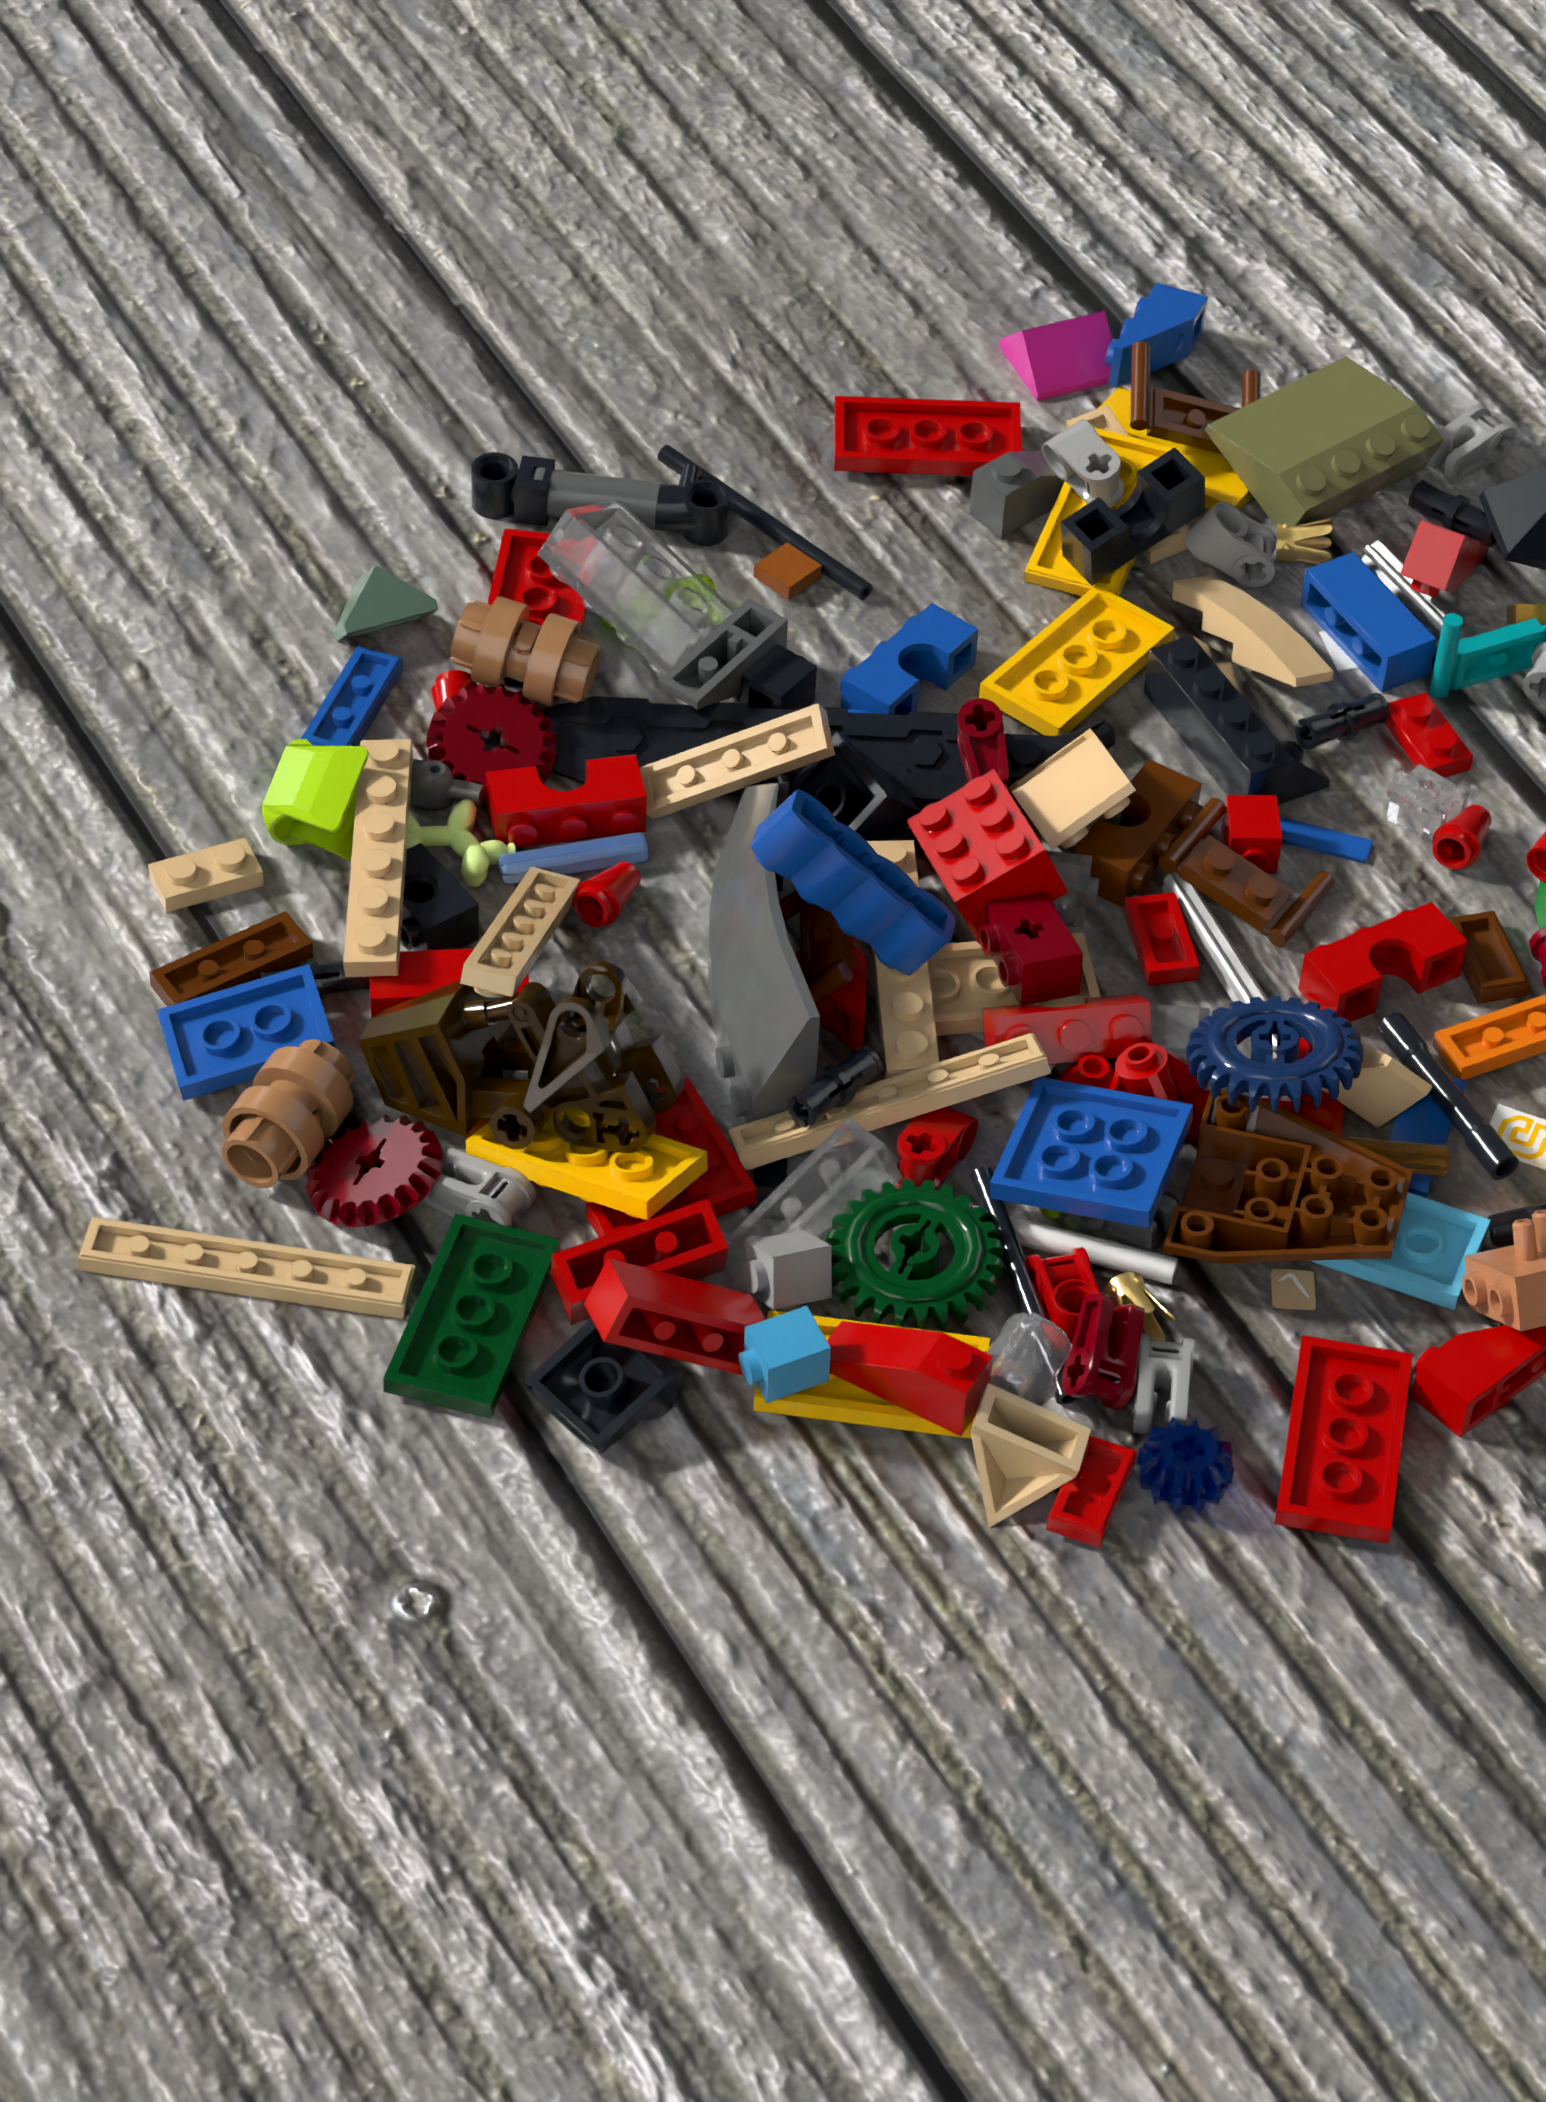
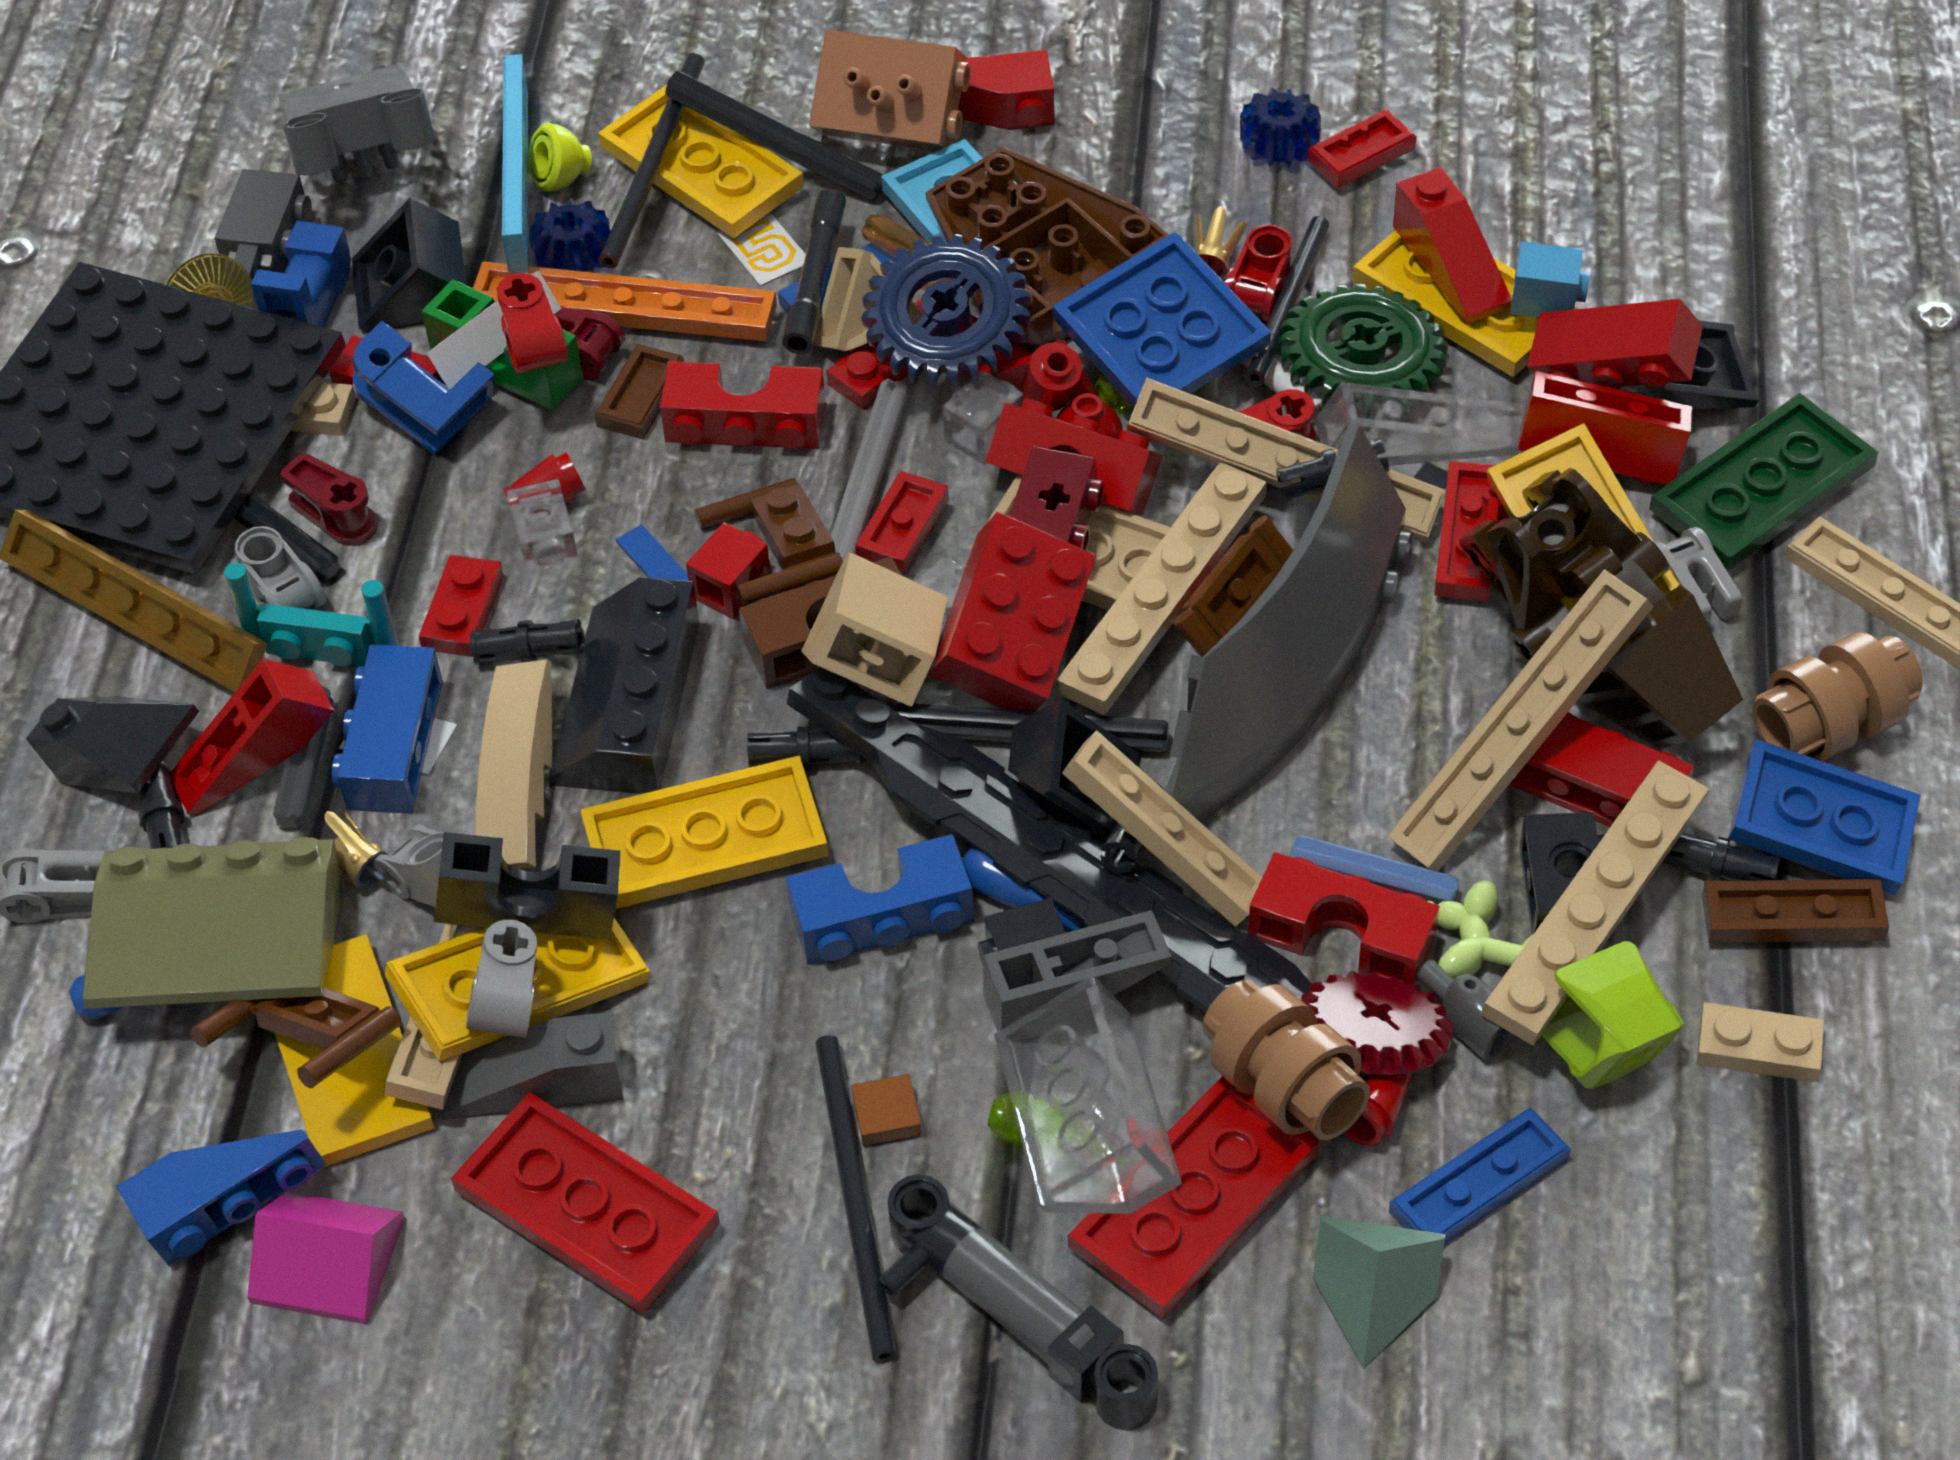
camera: 140 degrees left, 5 degrees up
(408, 1172) = (1751, 607): dark red gear -> none
(603, 896) = (1371, 807): red cone -> none
(788, 1270) = (1482, 370): light grey brick -> none
(853, 882) = (1215, 535): blue brick -> none
(986, 748) = (917, 718): dark red piece -> none
(1022, 1451) = (1377, 168): tan slope -> none
(1029, 1357) = (1357, 226): clear hair -> none
(1104, 1351) = (1281, 203): dark red piece -> none
(1166, 1368) = (1243, 188): light grey piece -> none
(1344, 1439) = (1142, 100): red plate -> none

